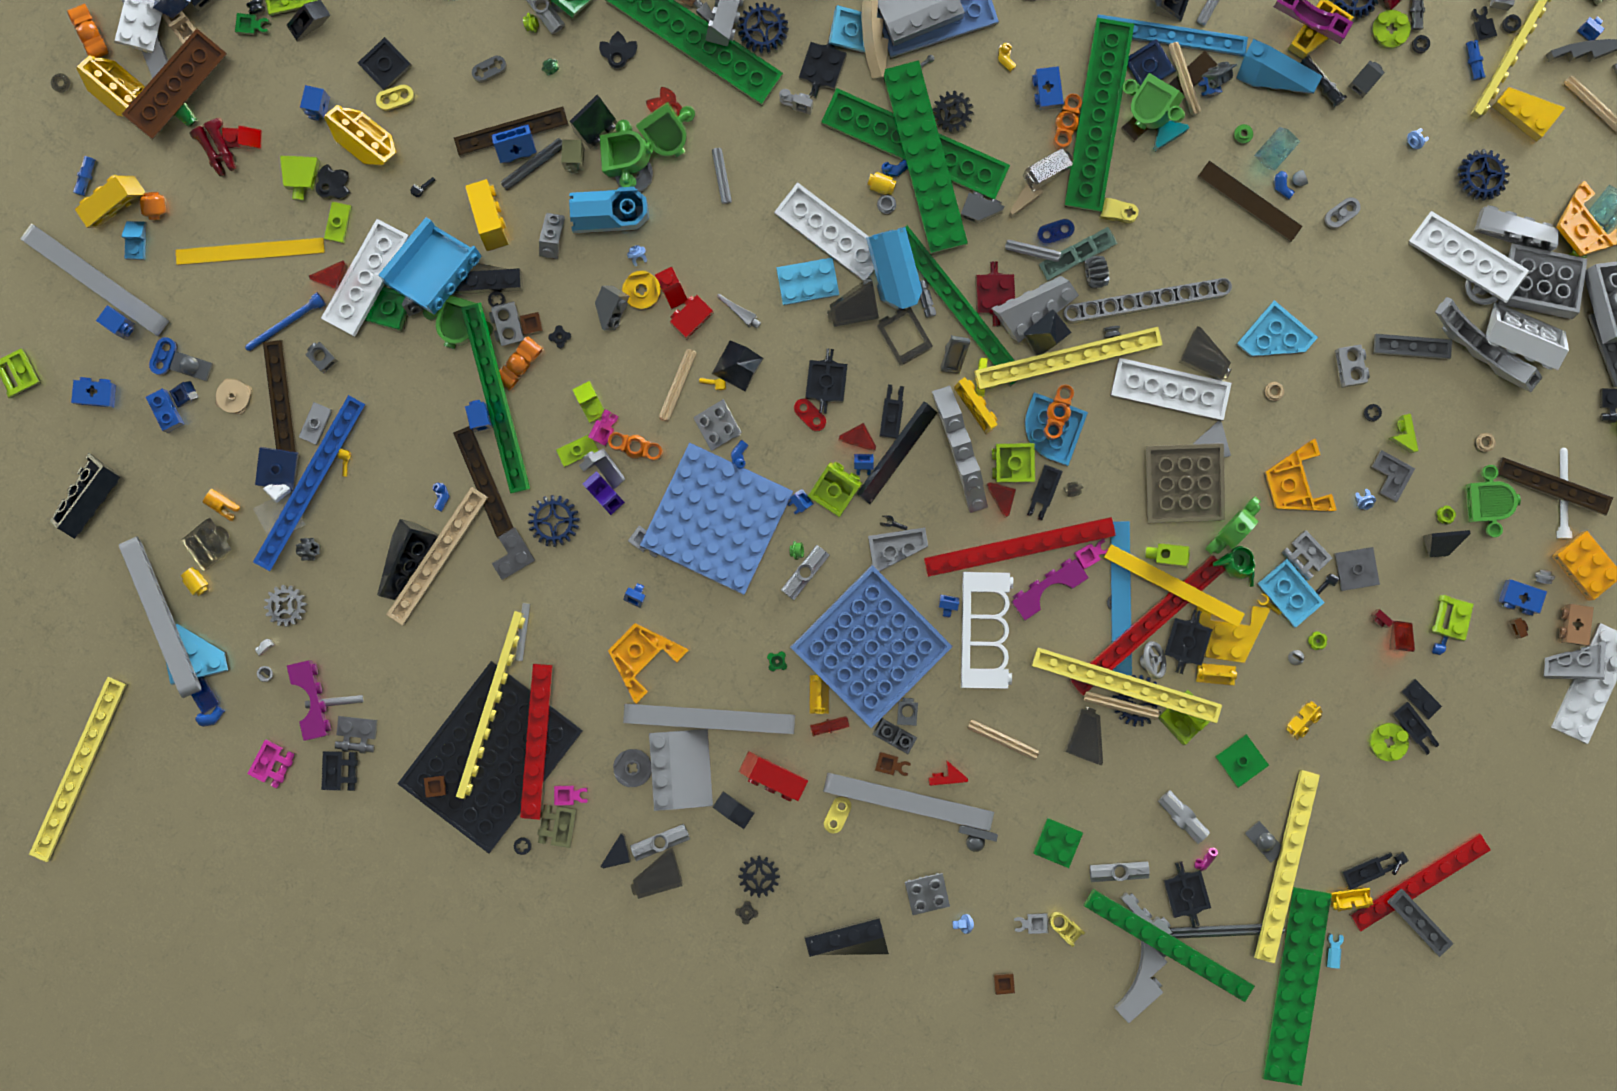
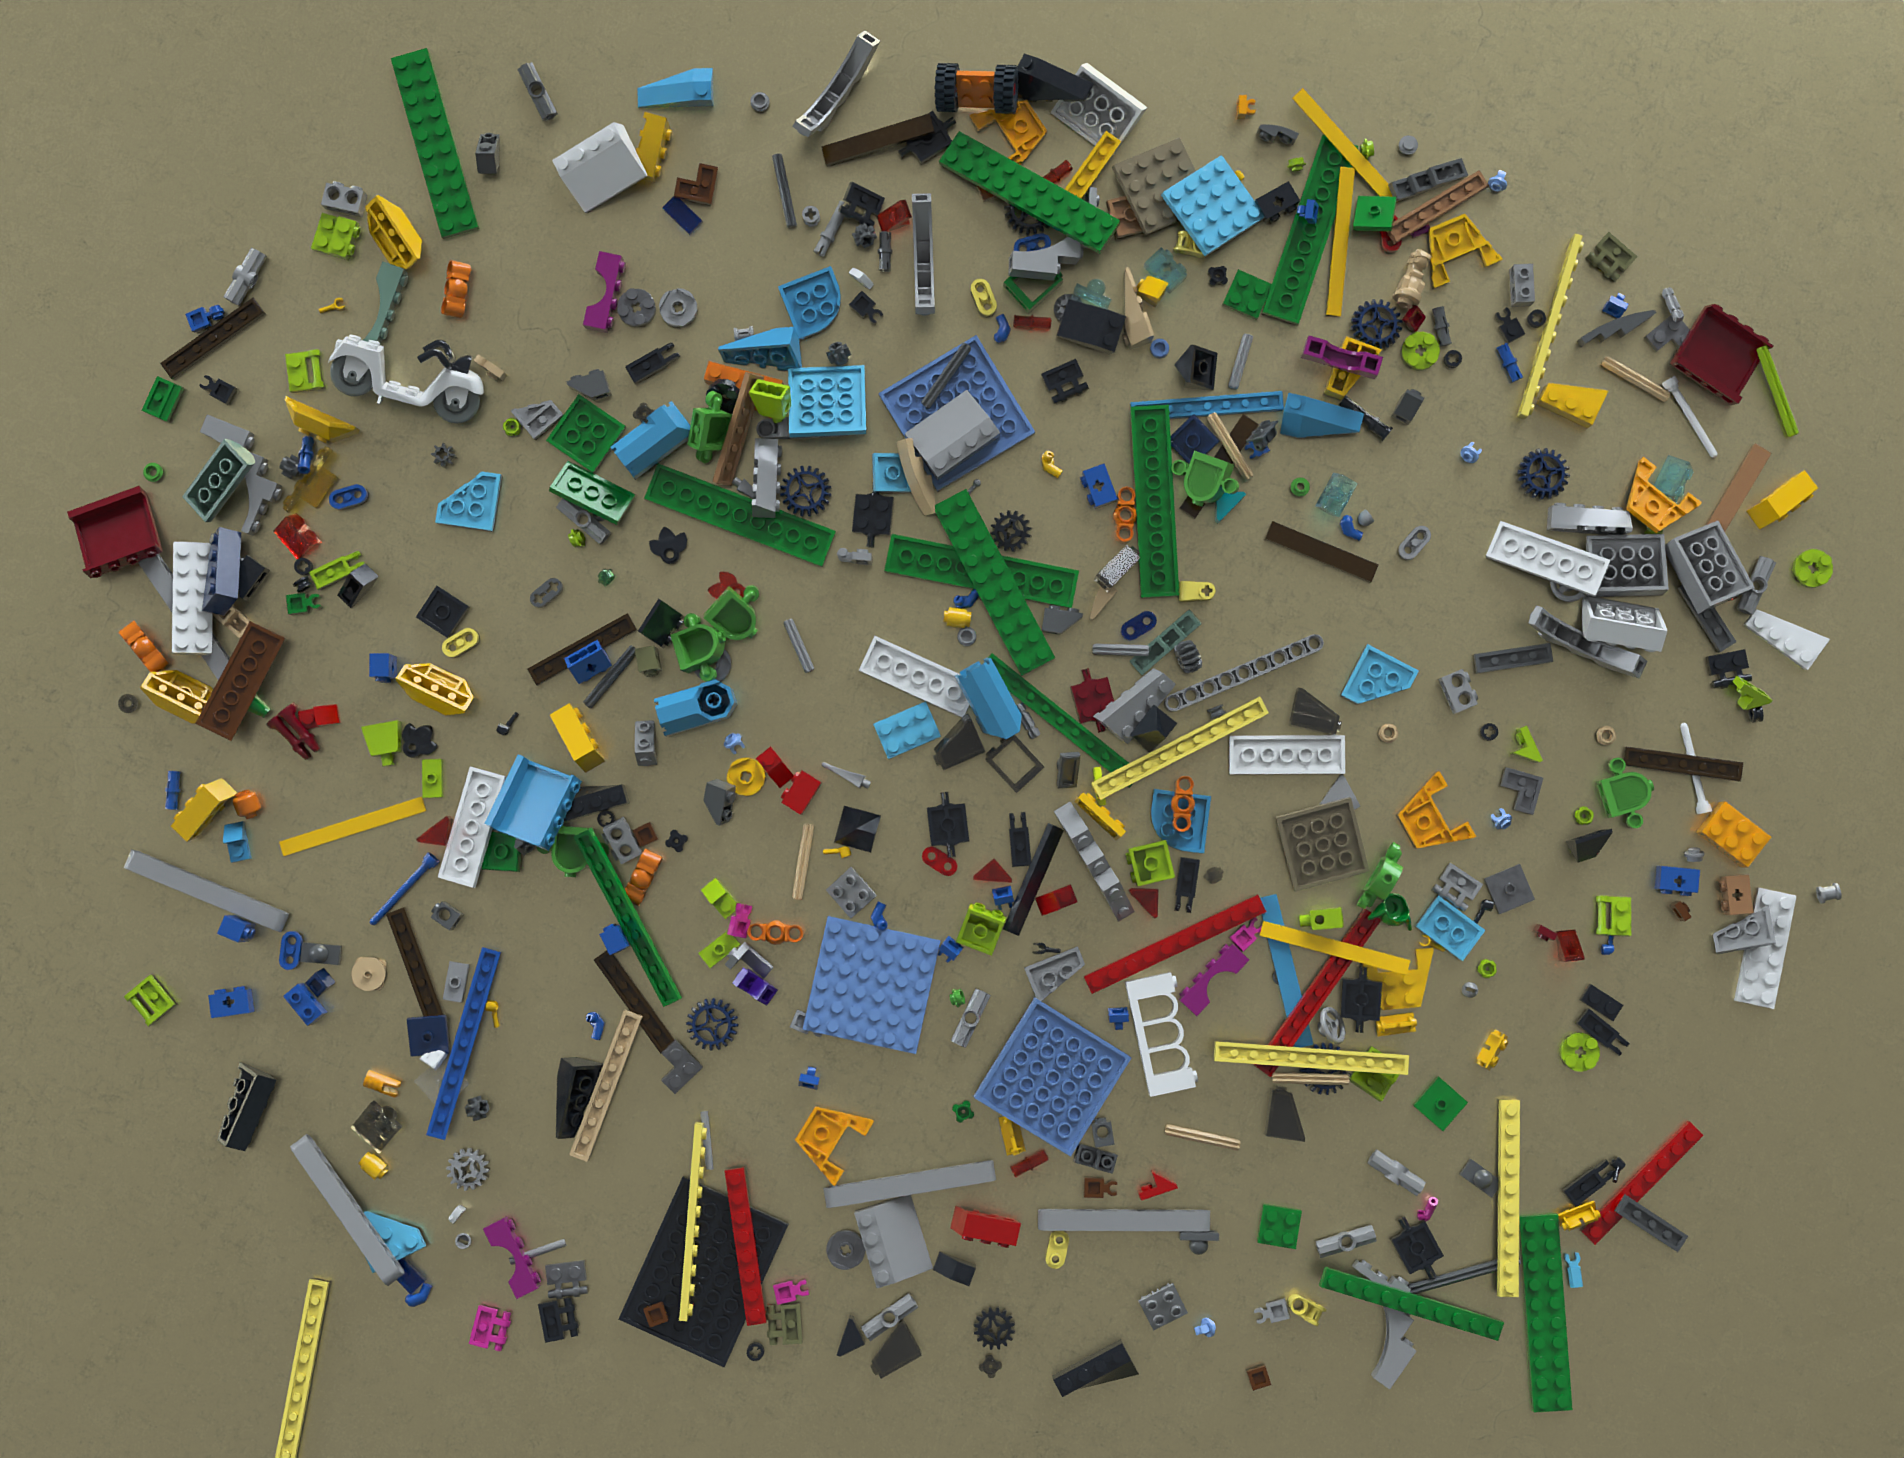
camera: 10 degrees left, 0 degrees up
(914, 478) = (1056, 900): none -> red slope

